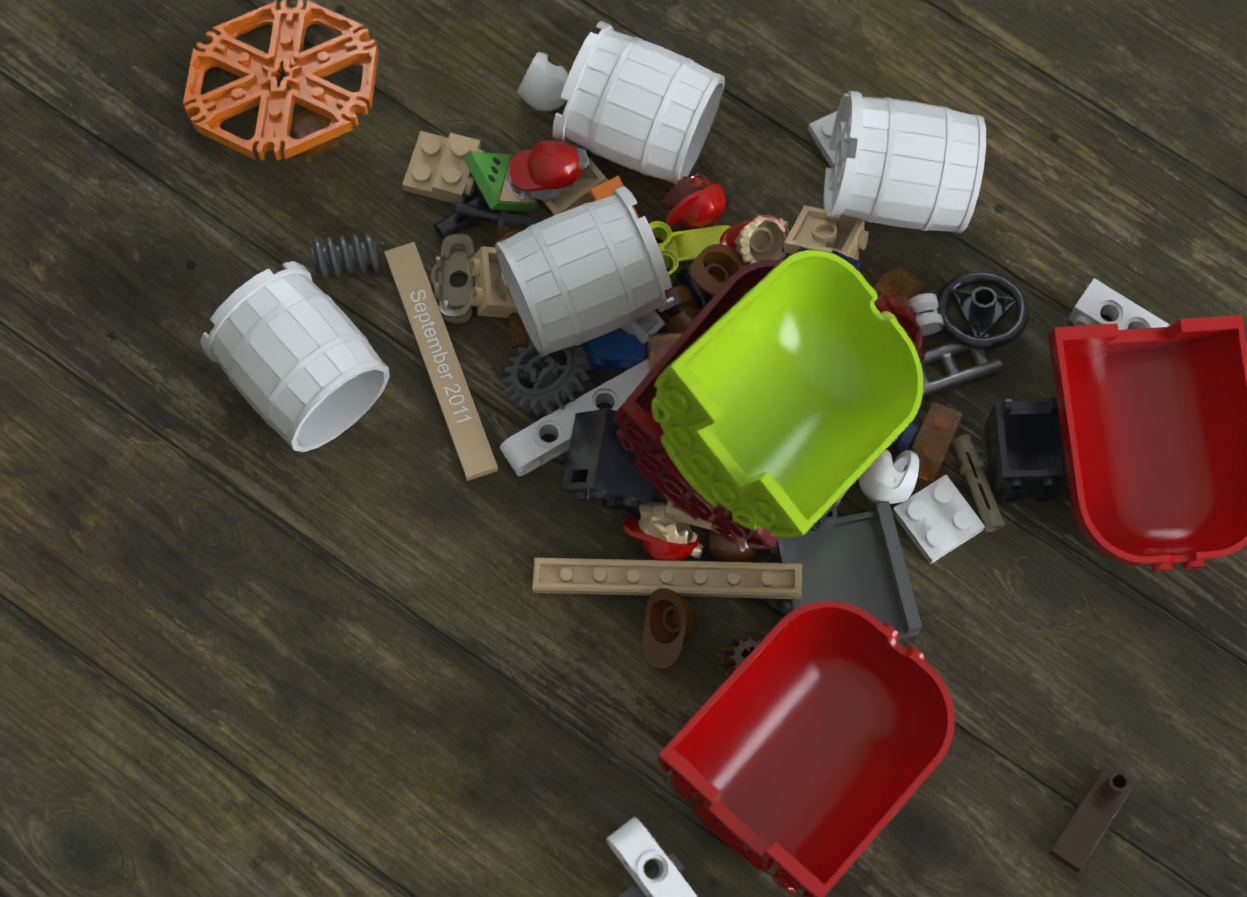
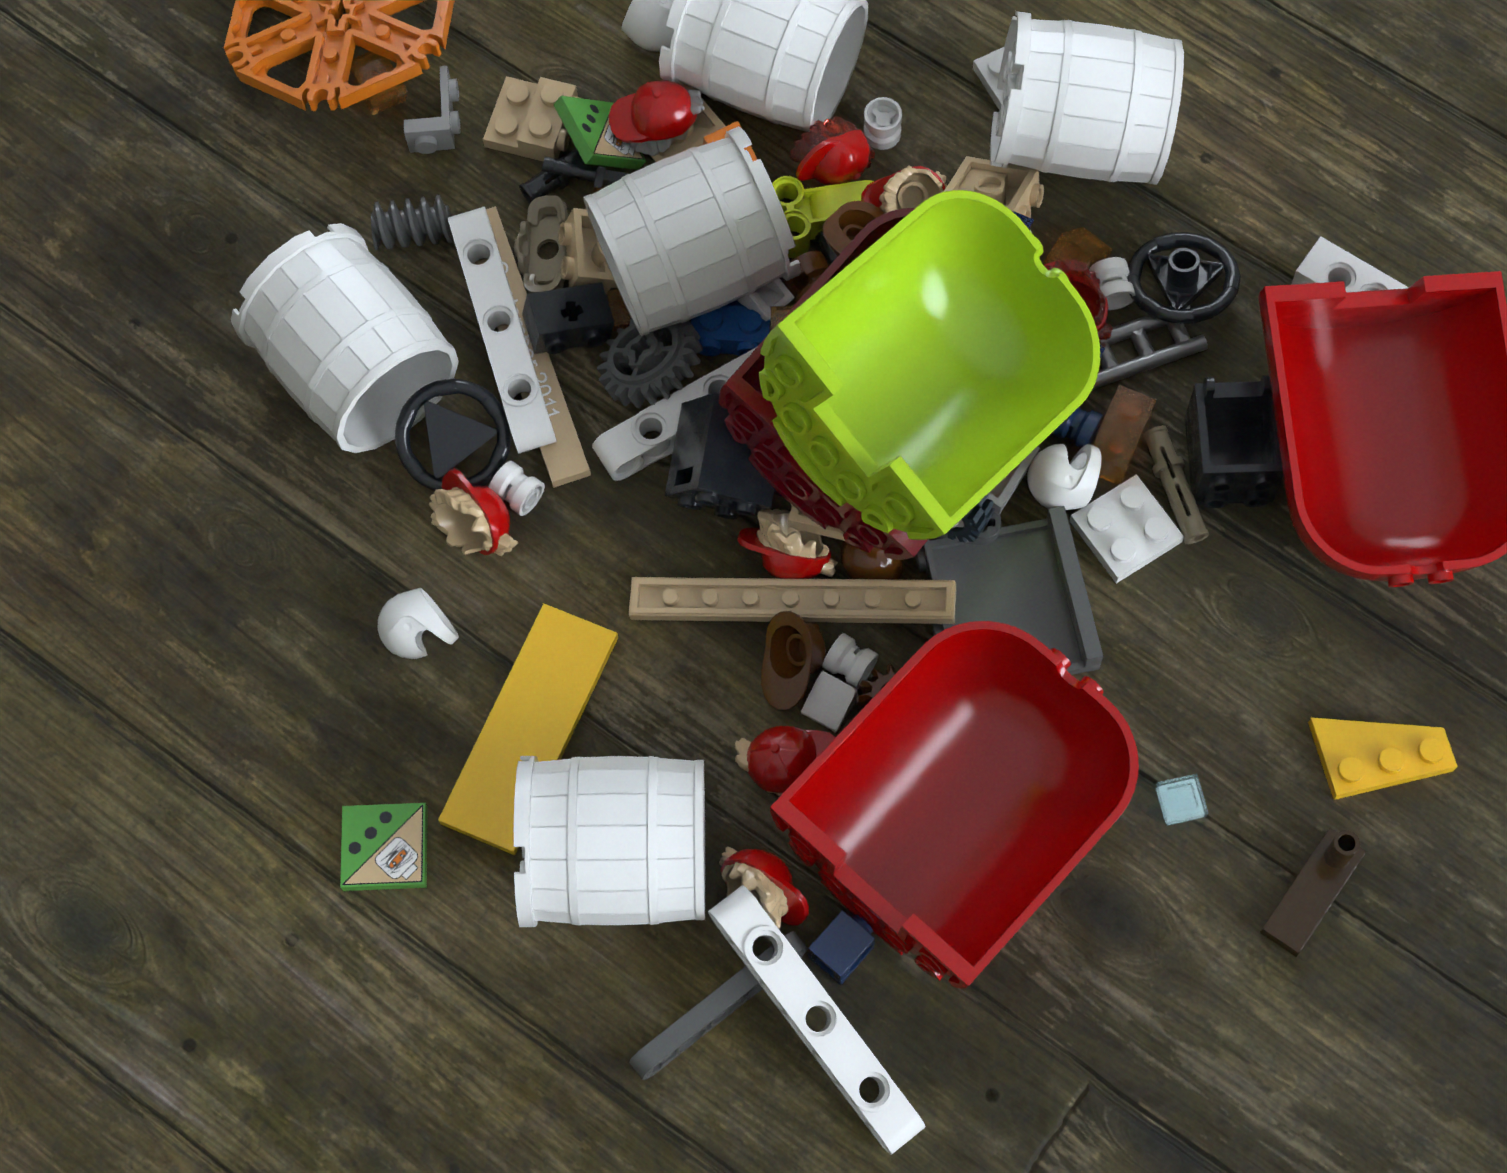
camera: 10 degrees right, 0 degrees up
(333, 783) = (384, 846): none -> tile
(349, 591) = (405, 620): none -> white helmet
(363, 179) = (436, 133): none -> light grey bracket
(384, 438) = (452, 434): none -> black piece
(401, 506) = (471, 516): none -> tan hair
(427, 365) = (508, 348): none -> white beam
(437, 482) = (517, 488): none -> white wheel
(451, 684) = (530, 718): none -> yellow tile
(478, 339) = (568, 318): none -> black brick
(528, 780) = (610, 840): none -> white piece
(652, 811) = (768, 882): none -> hair
(663, 709) = (780, 755): none -> red hair
(698, 662) = (829, 701): none -> white slope
(713, 865) = (842, 946): none -> dark blue brick
(715, 628) = (849, 660): none -> white wheel
(736, 169) = (882, 123): none -> white wheel
(984, 743) = (1181, 799): none -> clear light blue tile
(1142, 707) = (1378, 755): none -> yellow wing

